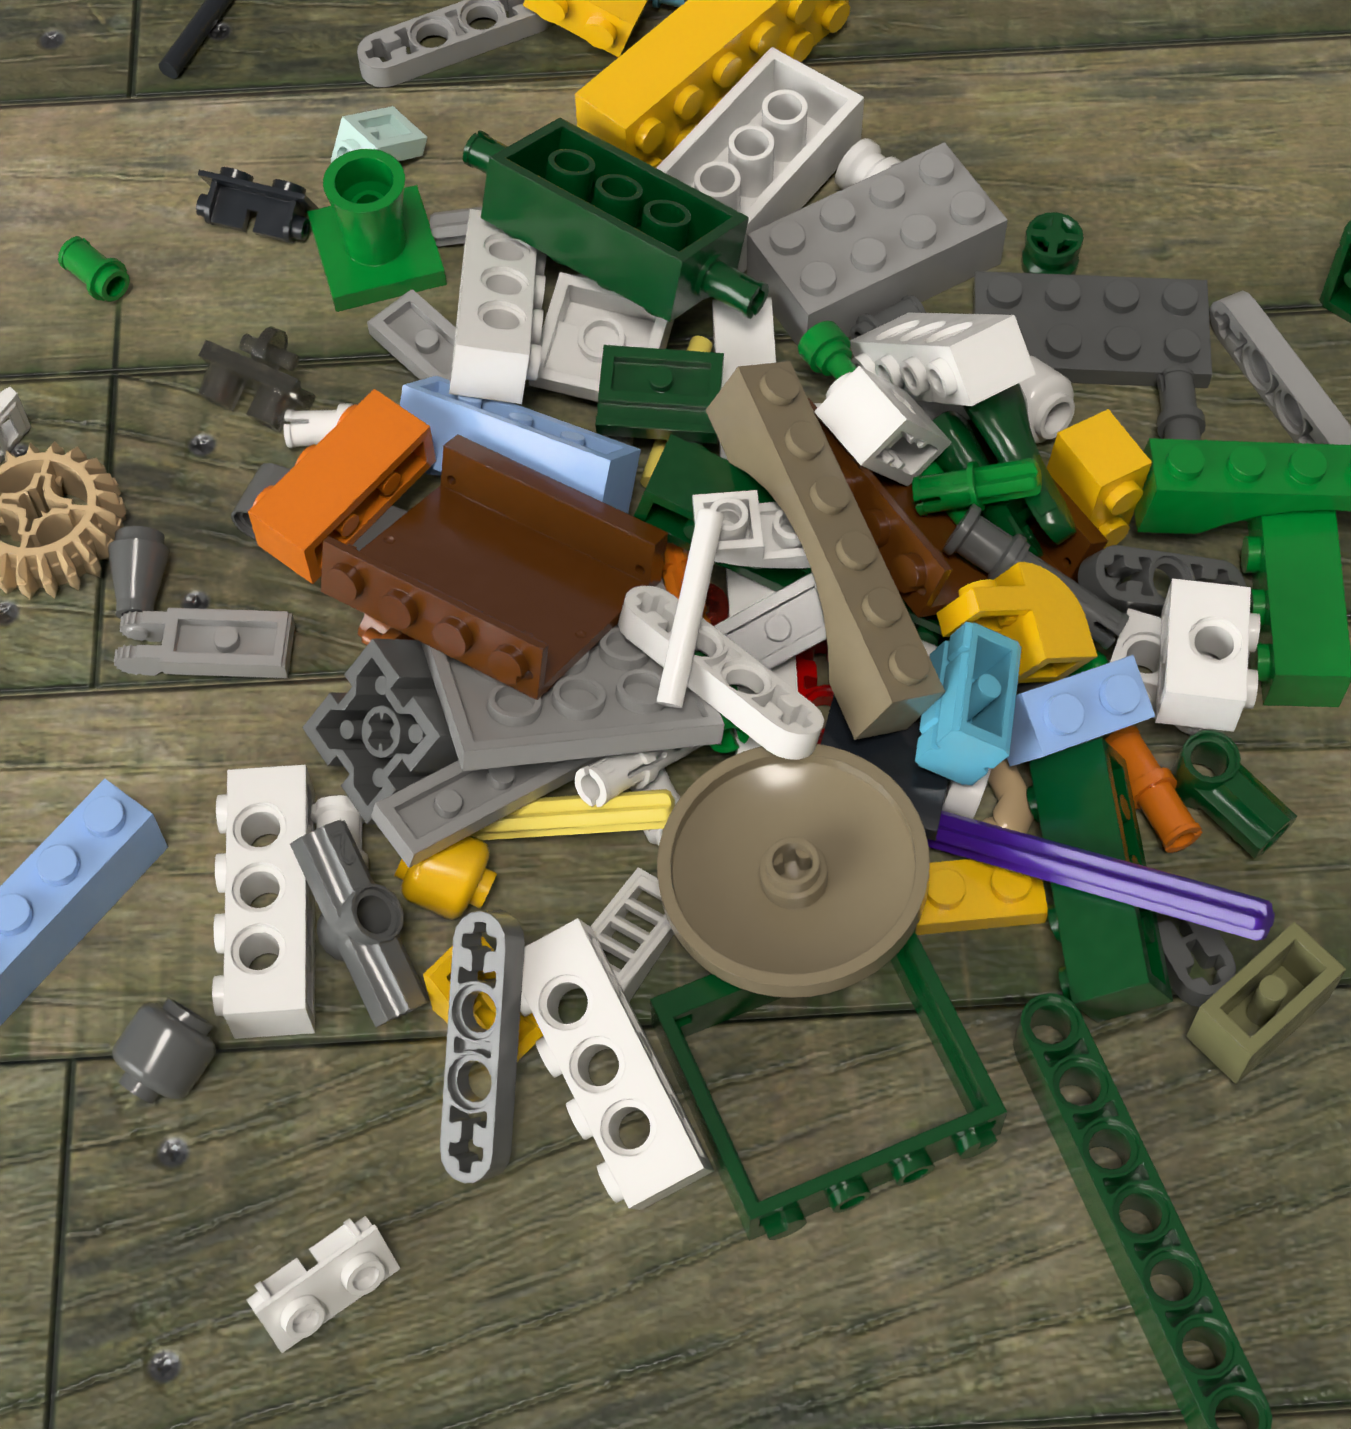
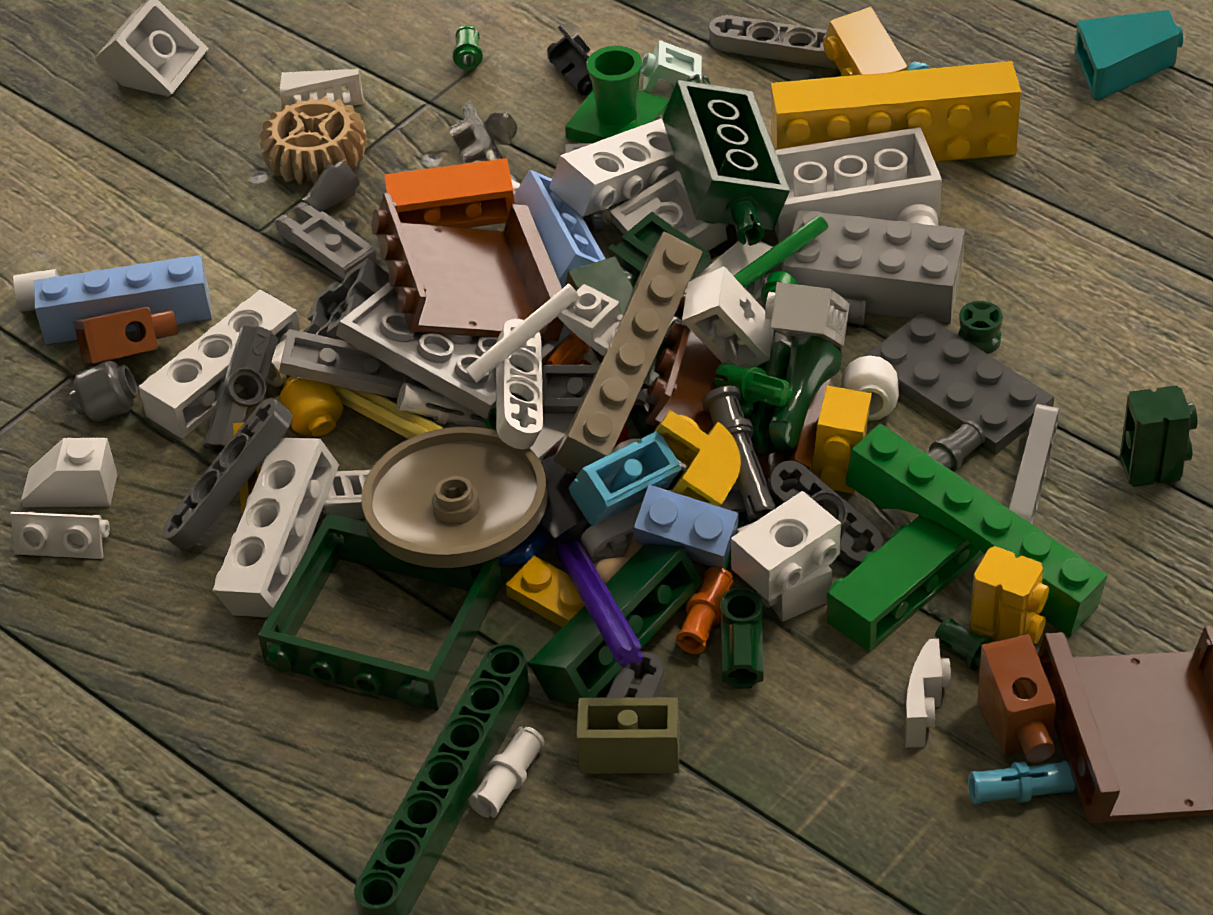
camera: 45 degrees right, 15 degrees down
(108, 963) = (105, 338): none -> dark orange torso
(249, 1198) = (72, 475): none -> white slope
(802, 298) = (781, 251): none -> green bar
(1173, 1149) = (507, 772): none -> white pin

